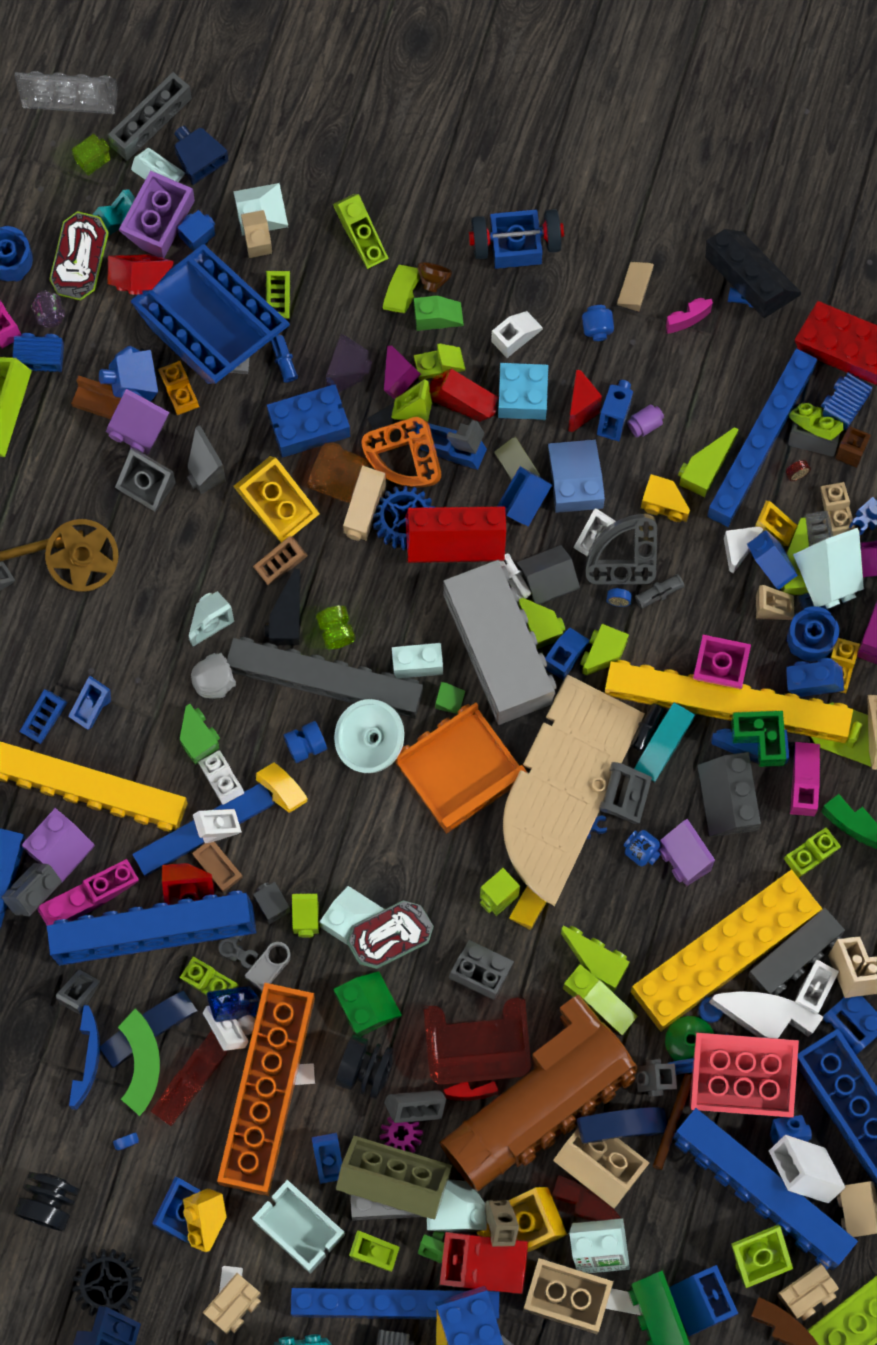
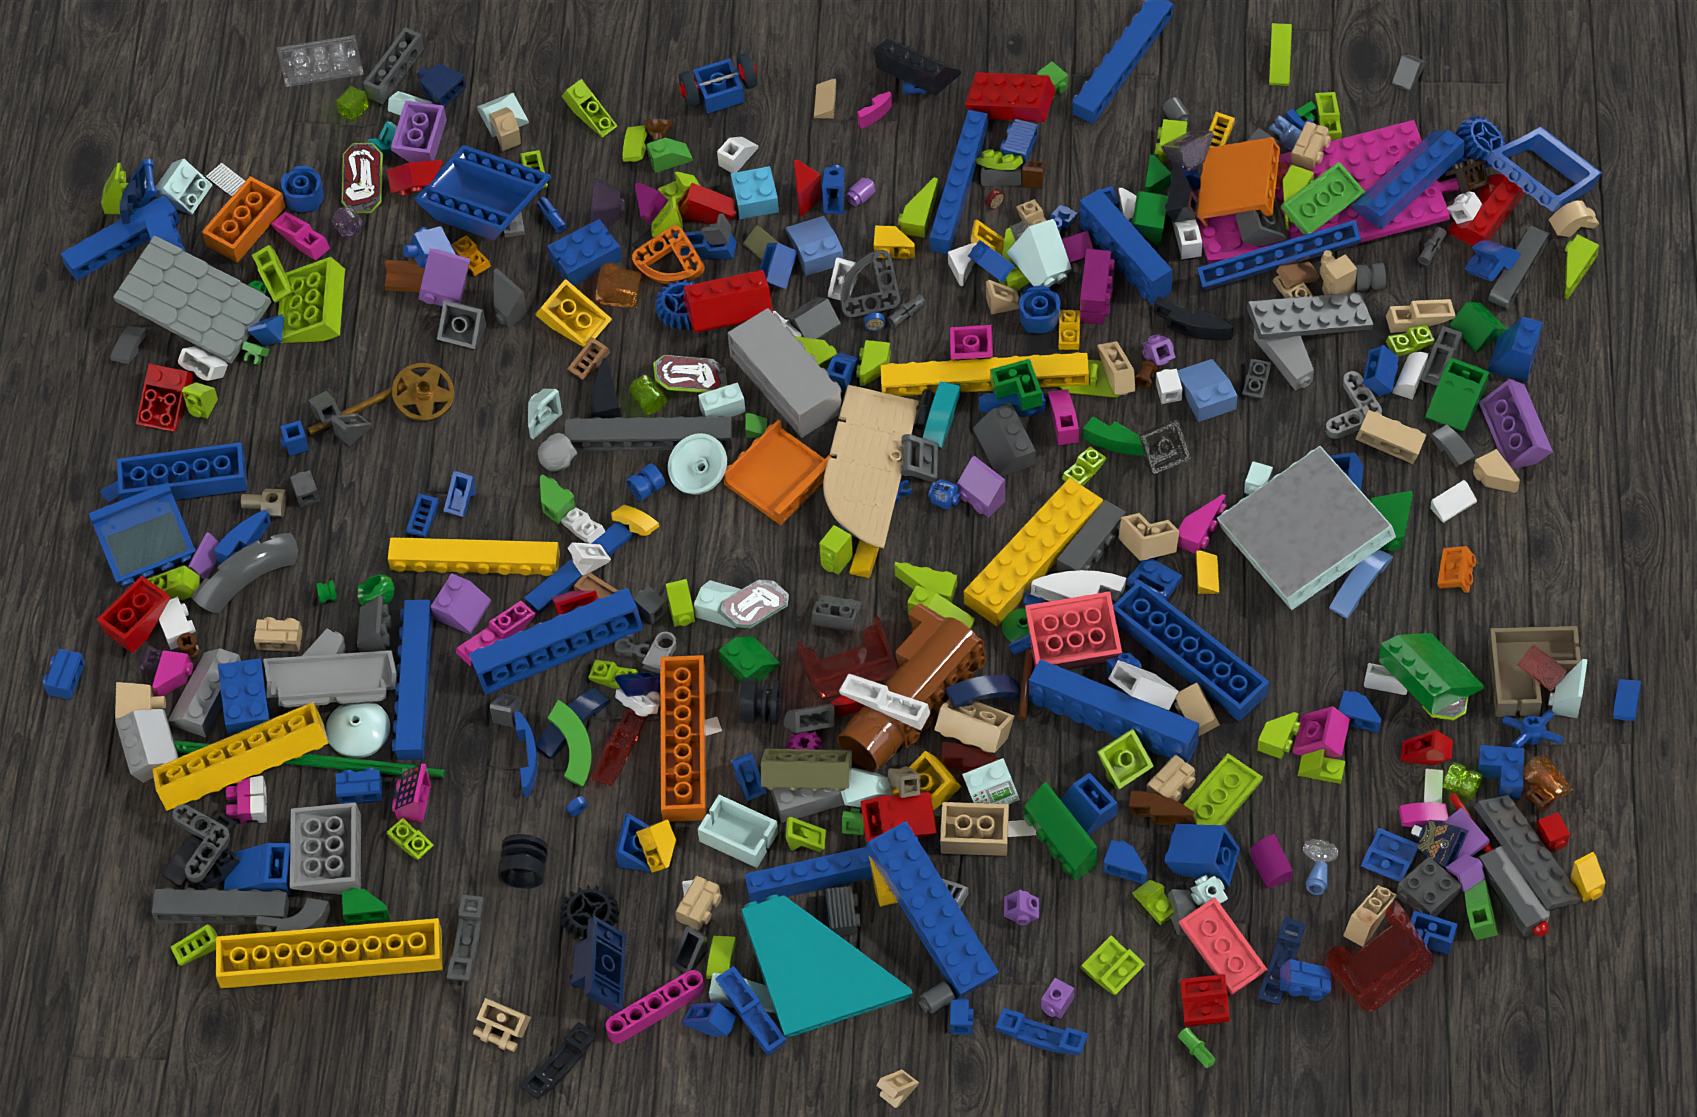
camera: 10 degrees left, 15 degrees down
(31, 889) = (447, 638): dark grey brick -> none
(39, 352) = (349, 254): blue brick -> none
(196, 230) = (453, 138): blue brick -> none
(366, 496) = (646, 299): tan slope -> none
(390, 613) = (689, 373): none -> shield
(503, 1122) = (881, 699): none -> white slope
(598, 322) = (802, 130): blue head -> none
(656, 1078) = (1002, 654): dark grey brick -> none
(815, 678) = (1050, 338): blue brick -> none
(816, 986) = (1114, 557): white slope -> none

